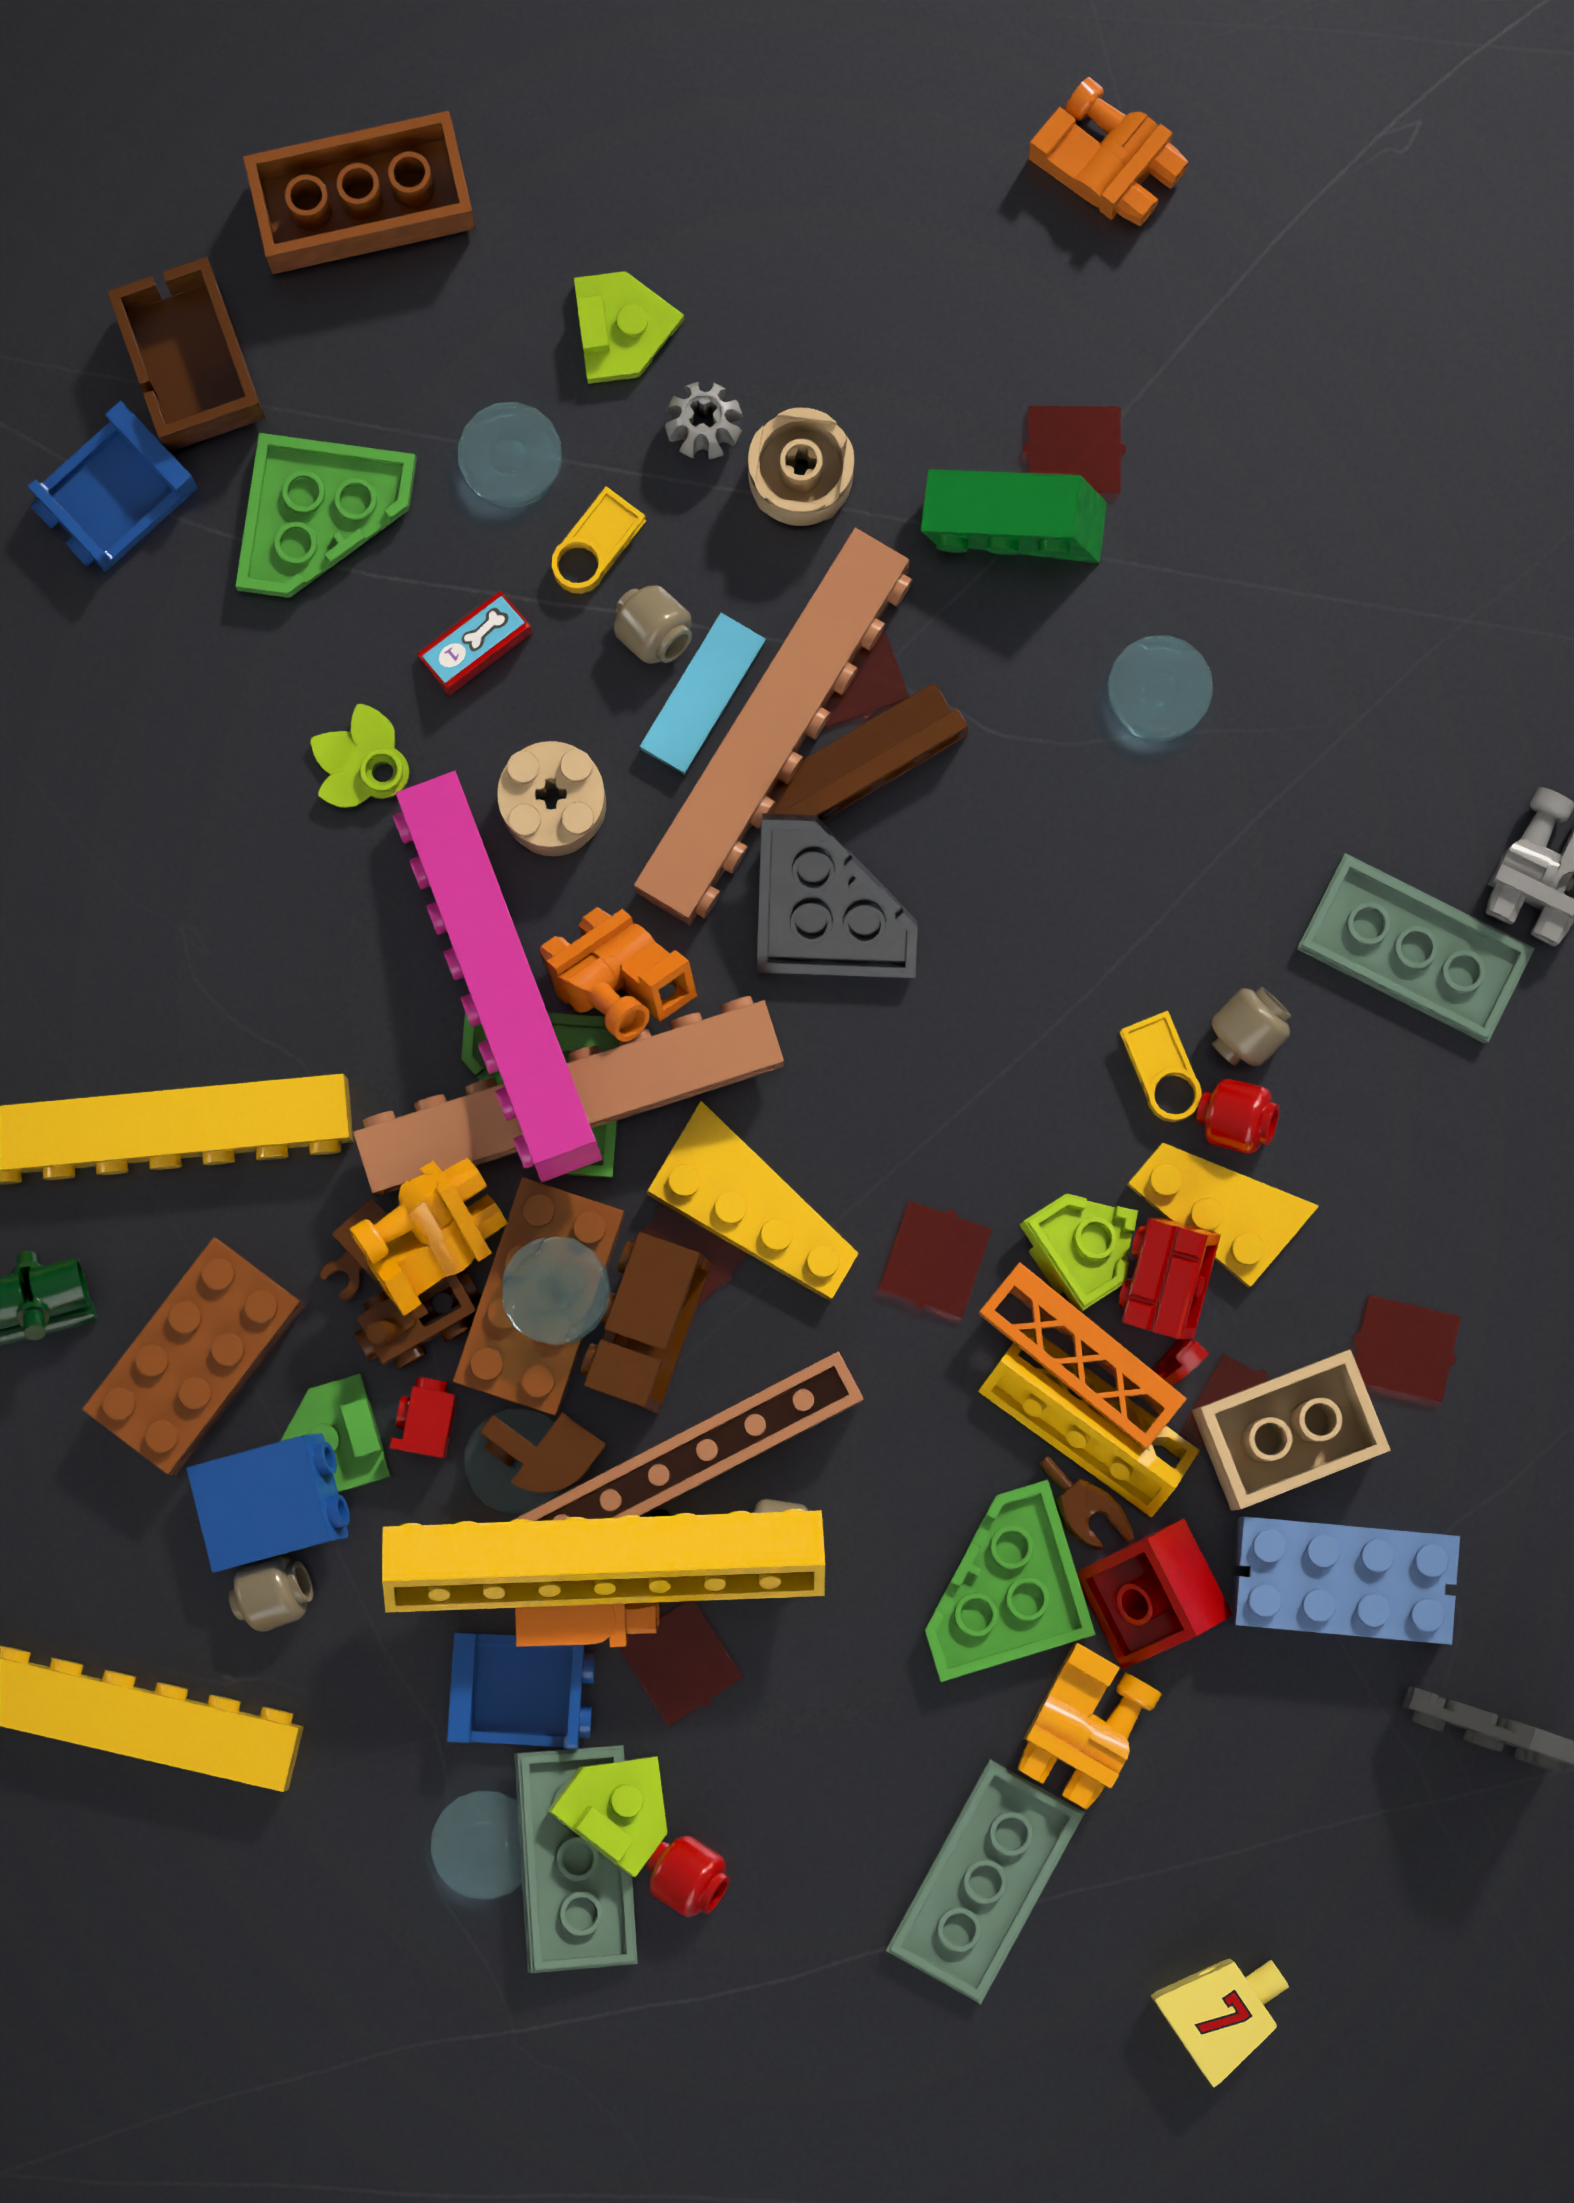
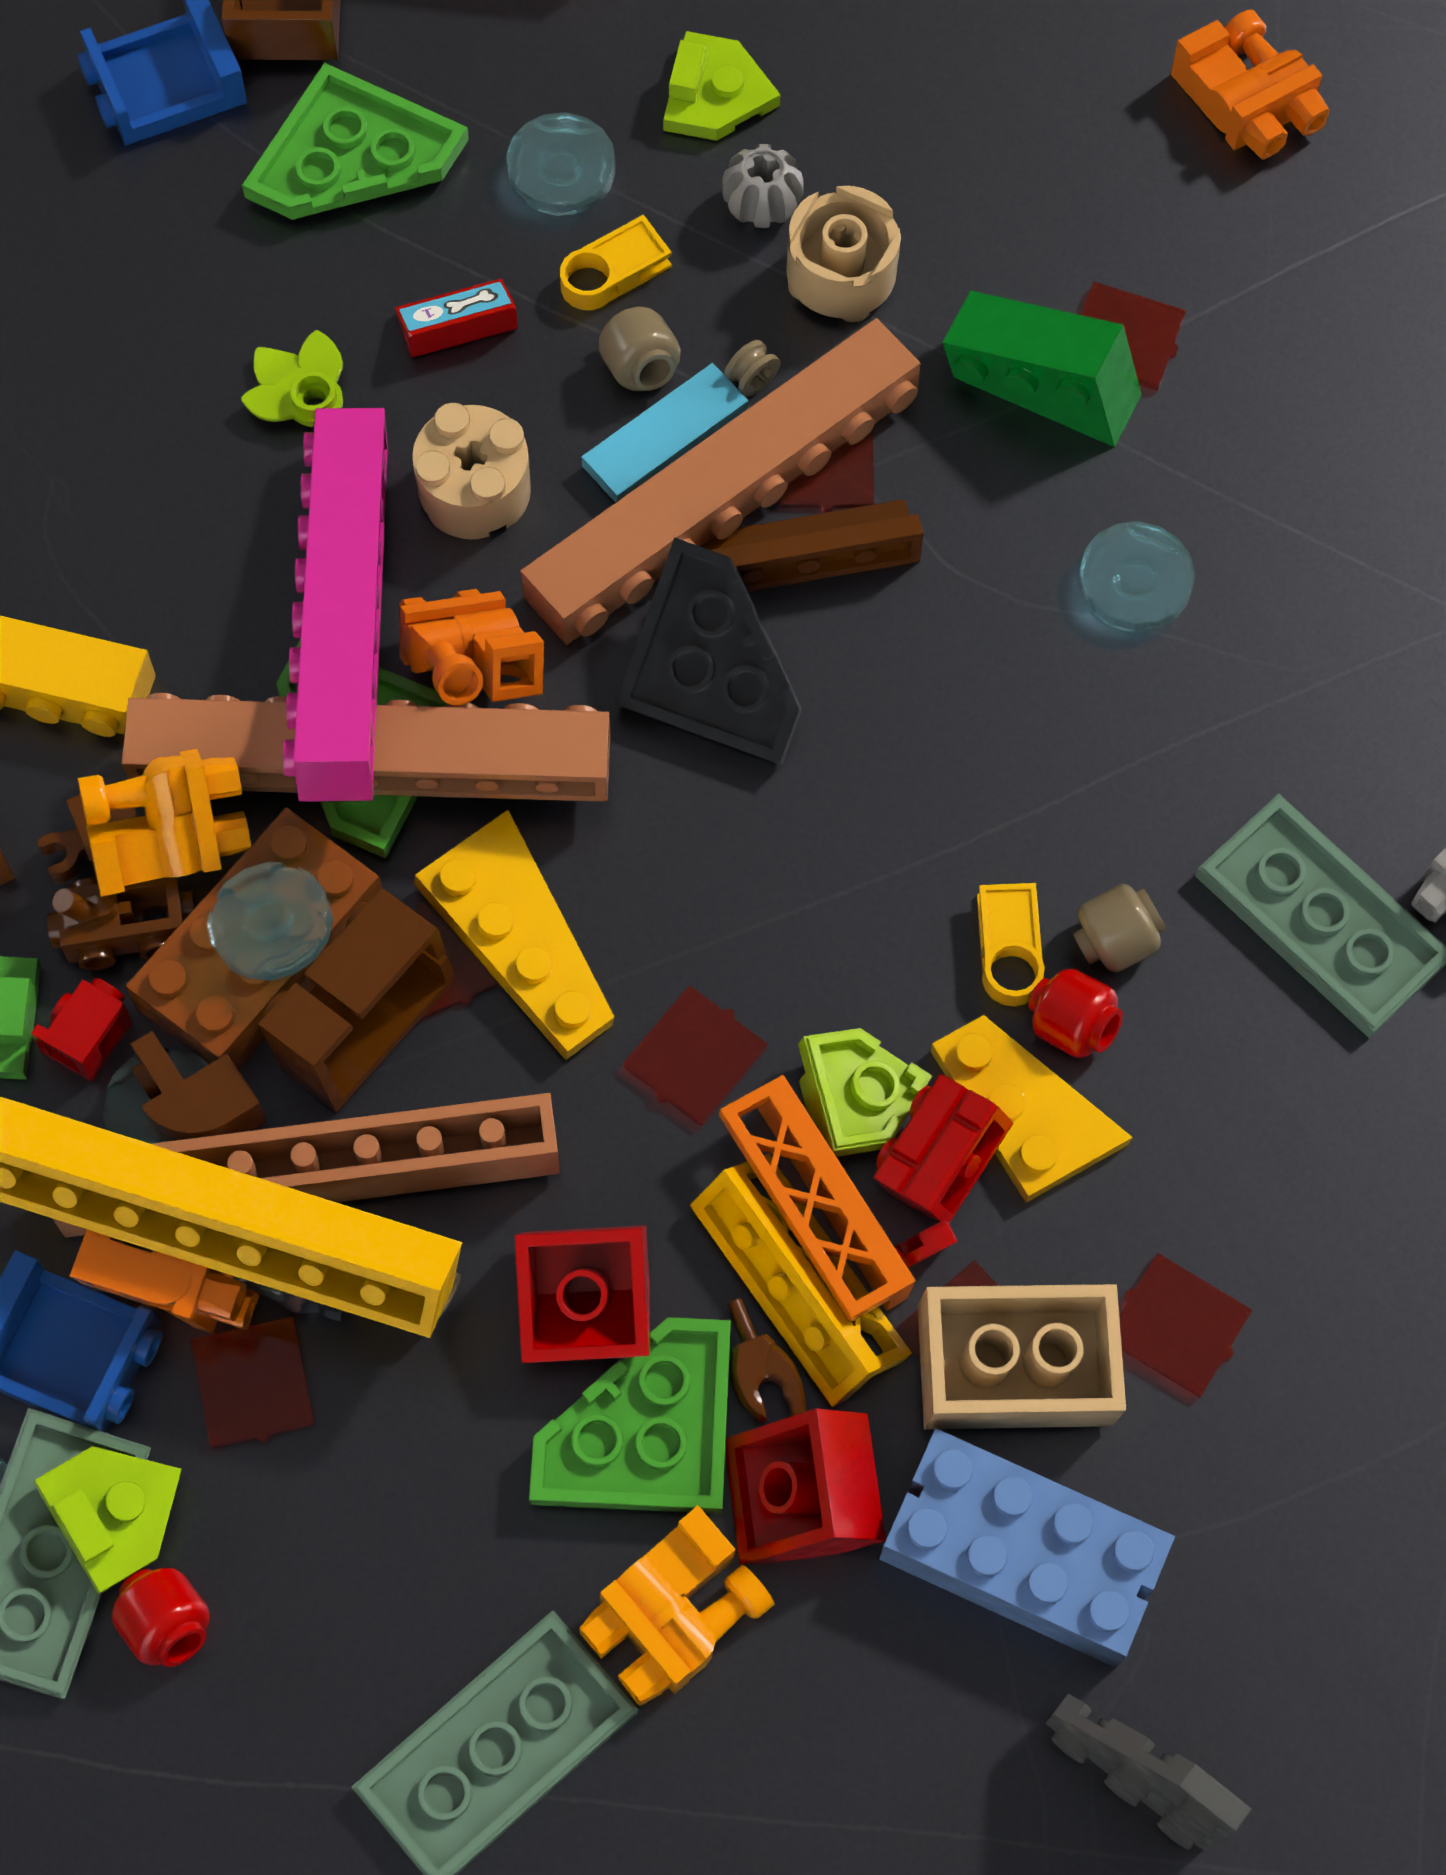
camera: 20 degrees right, 15 degrees down
(758, 606) = (752, 368): none -> dark tan bush
(922, 1500) = (583, 1293): none -> red slope

